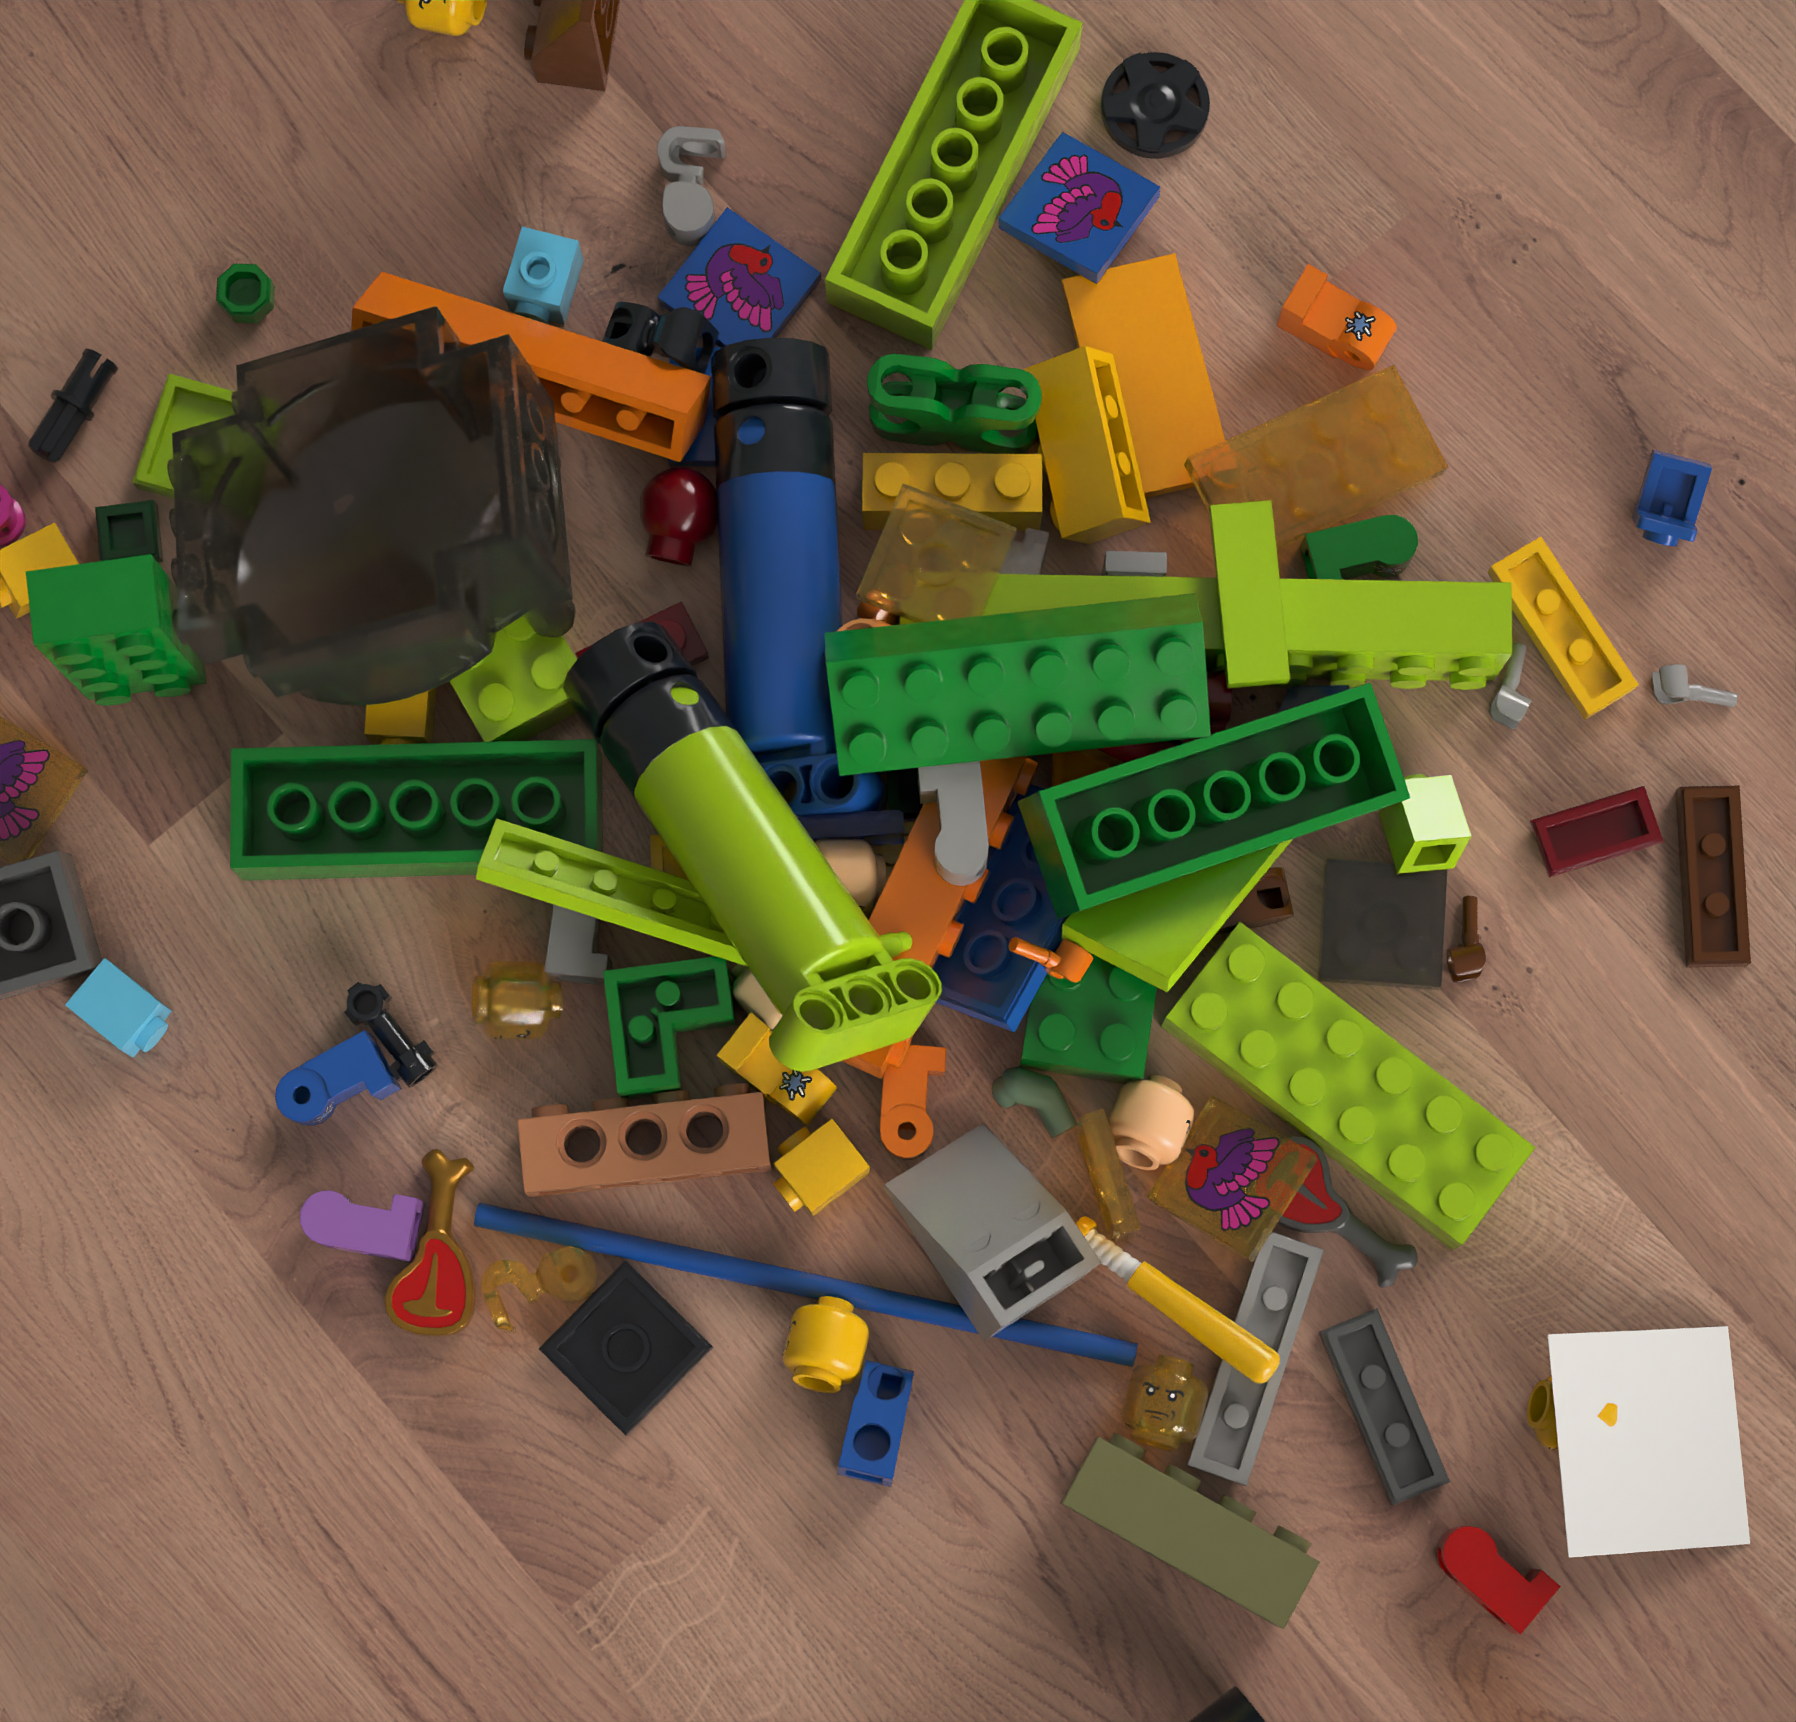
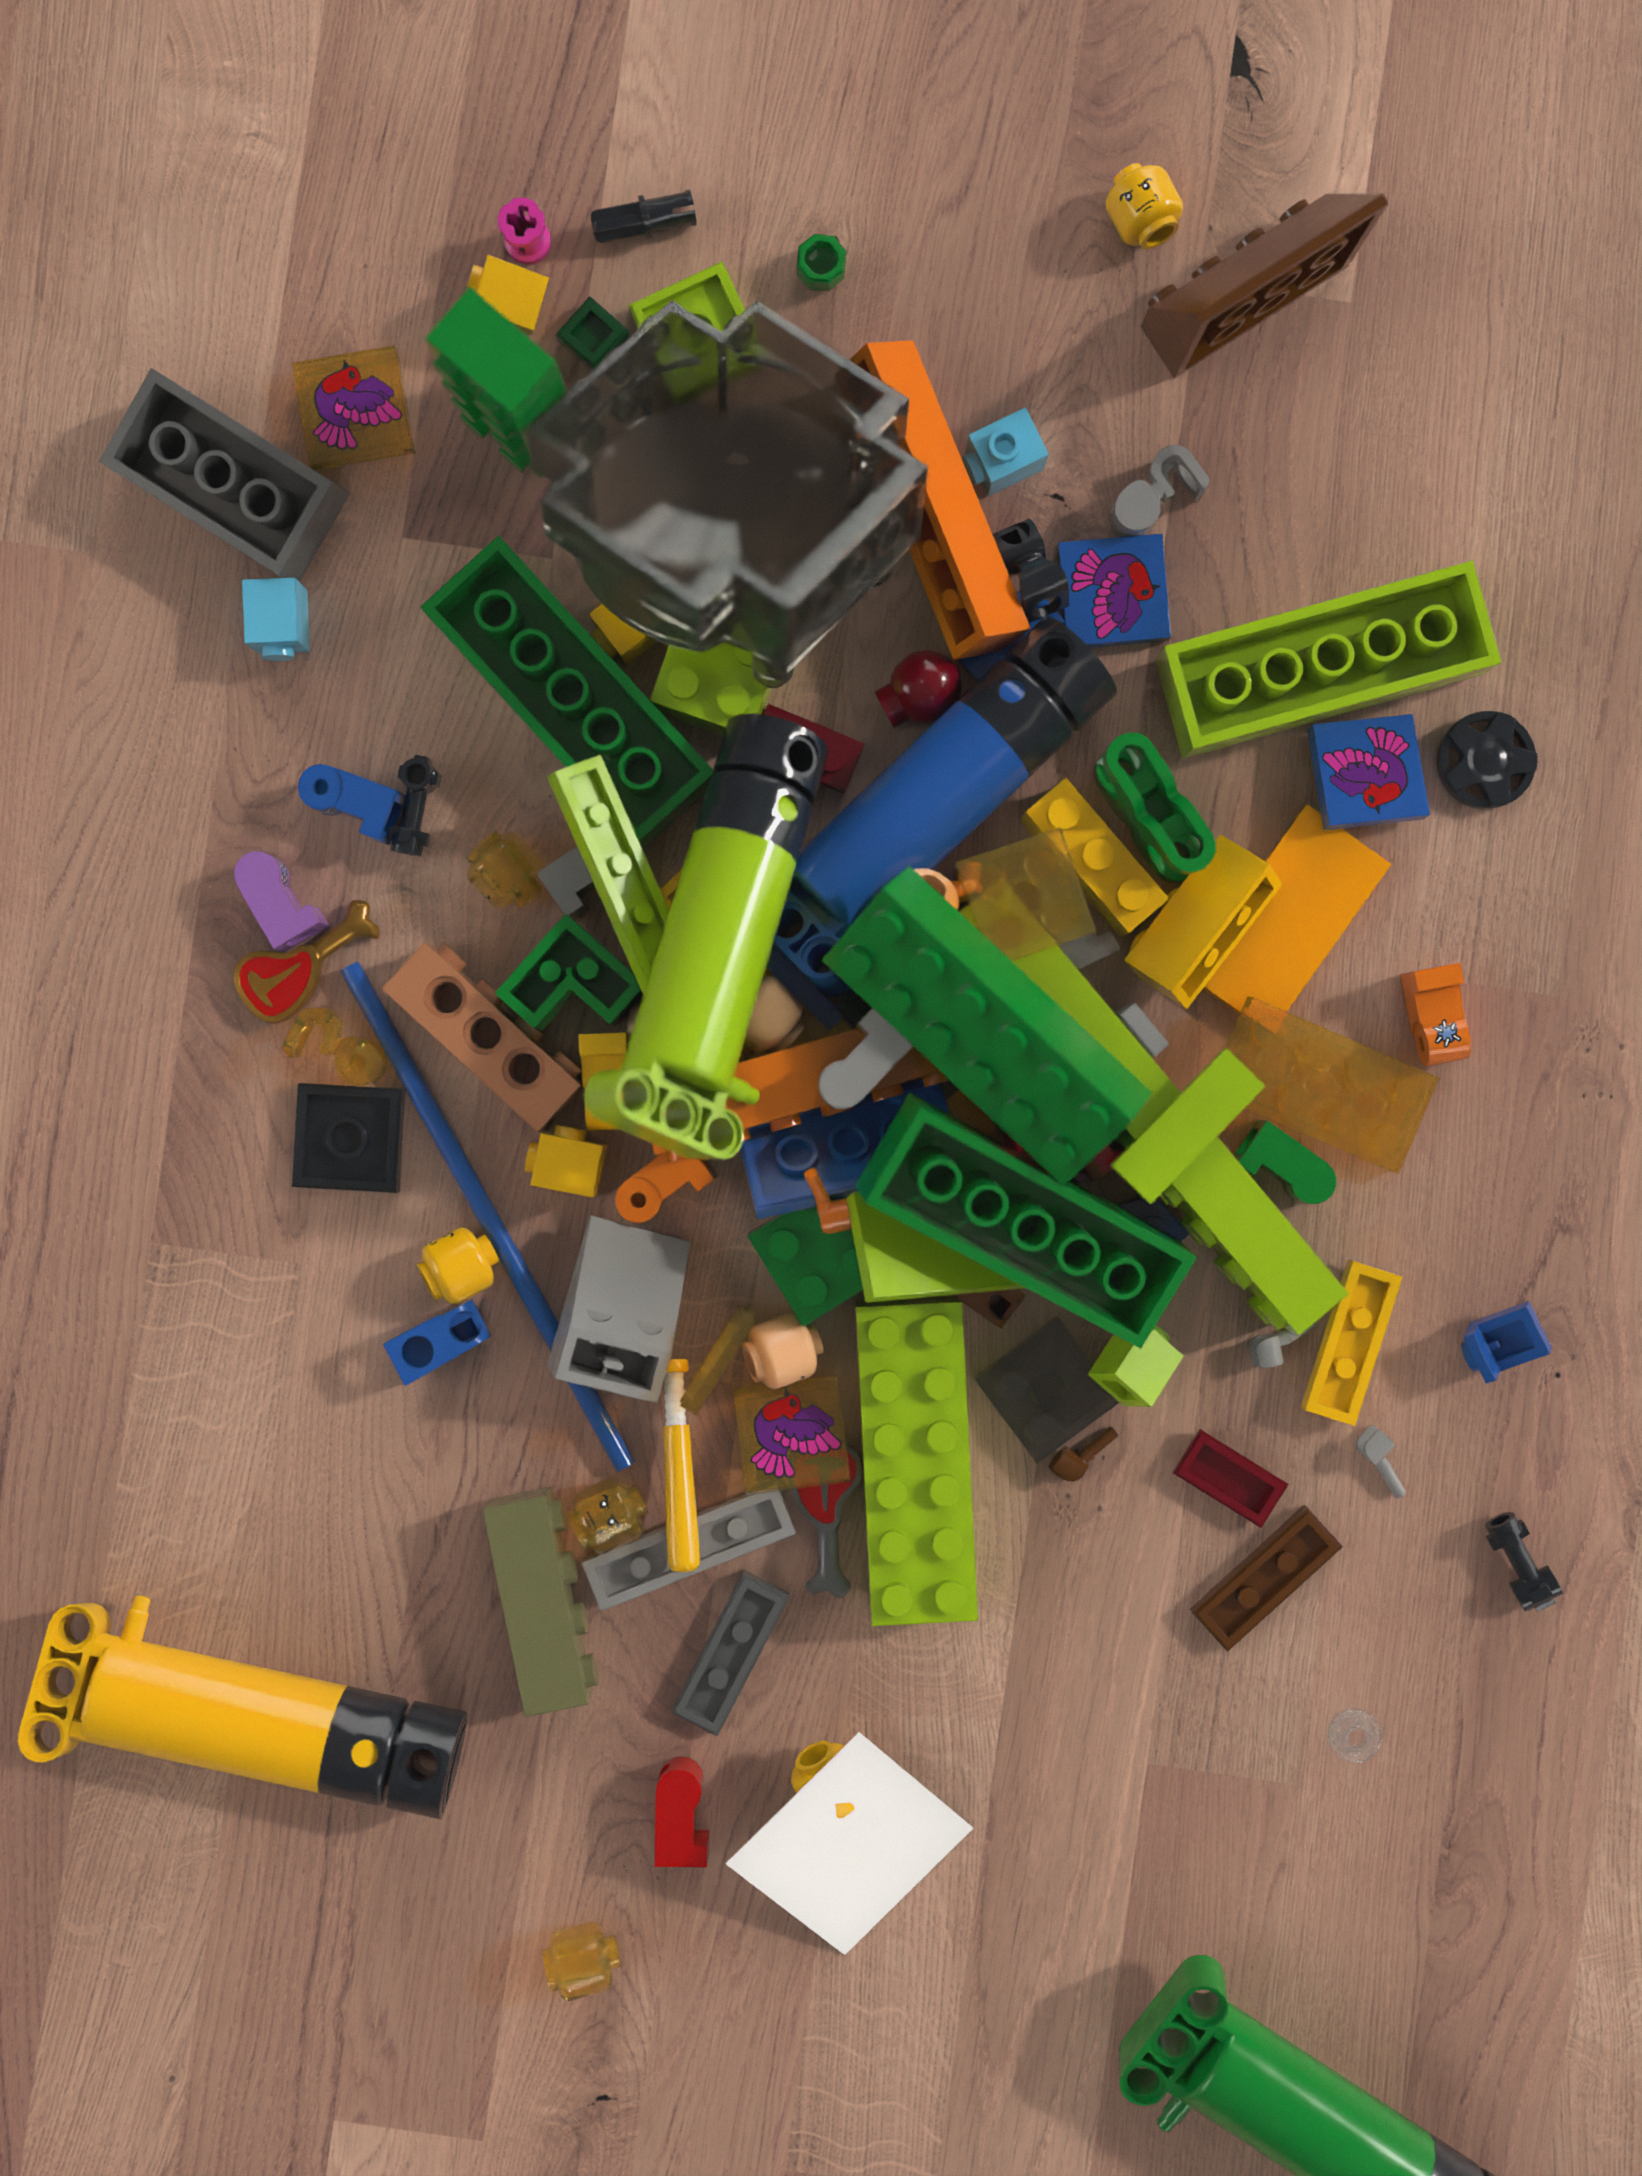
camera: 45 degrees right, 10 degrees up
(1035, 1091) = (739, 1258): sand green arm -> none

